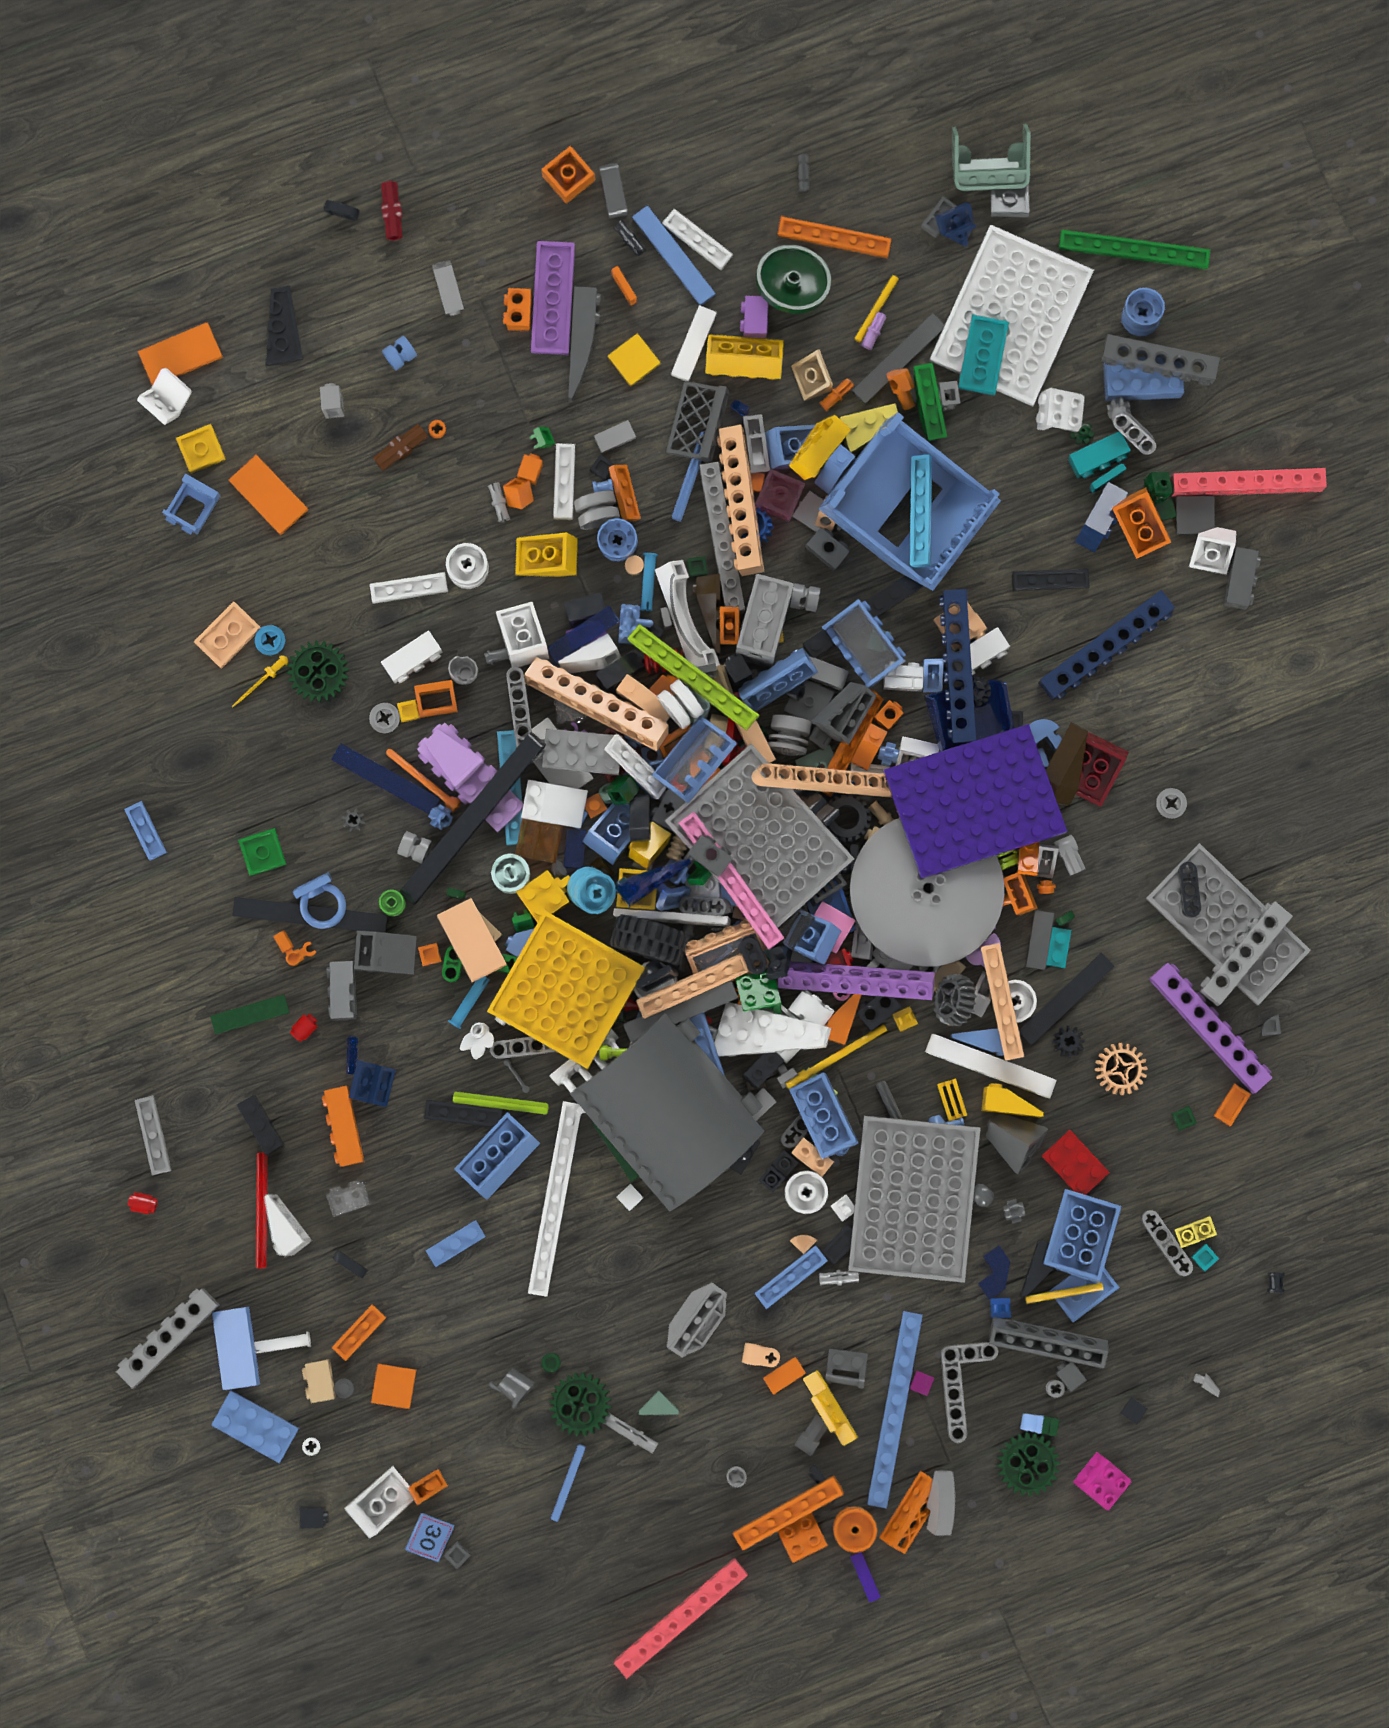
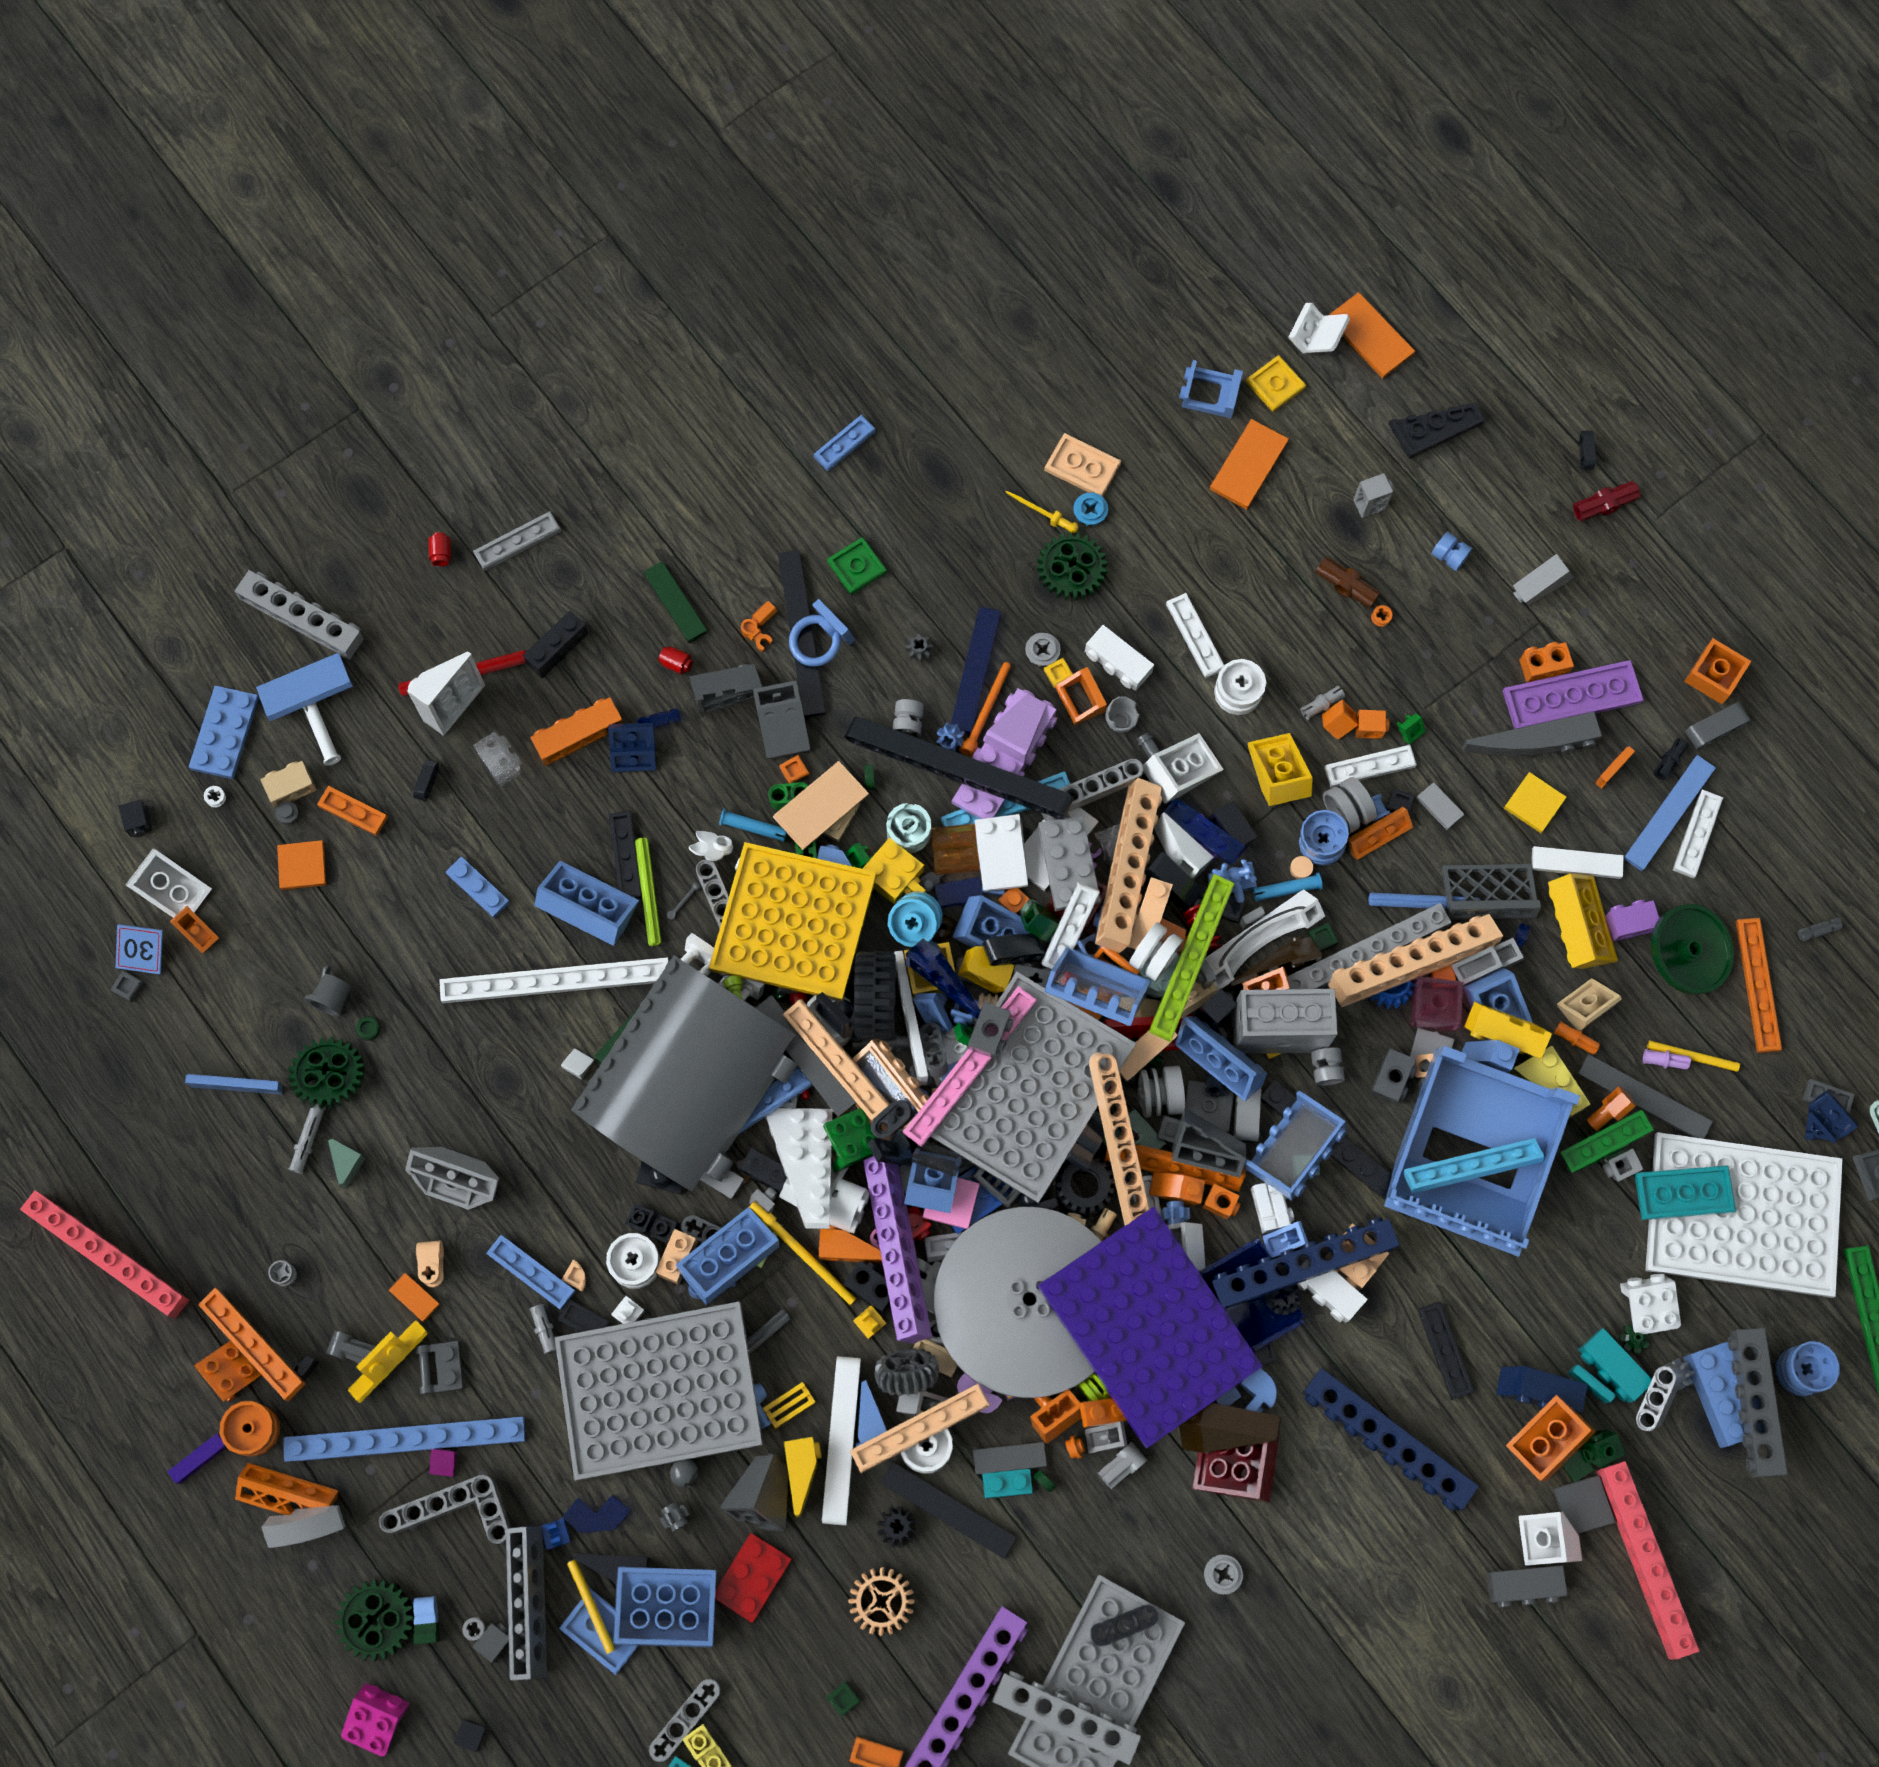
camera: 75 degrees right, 10 degrees down
(392, 903) = (838, 712): bright green wheel -> none

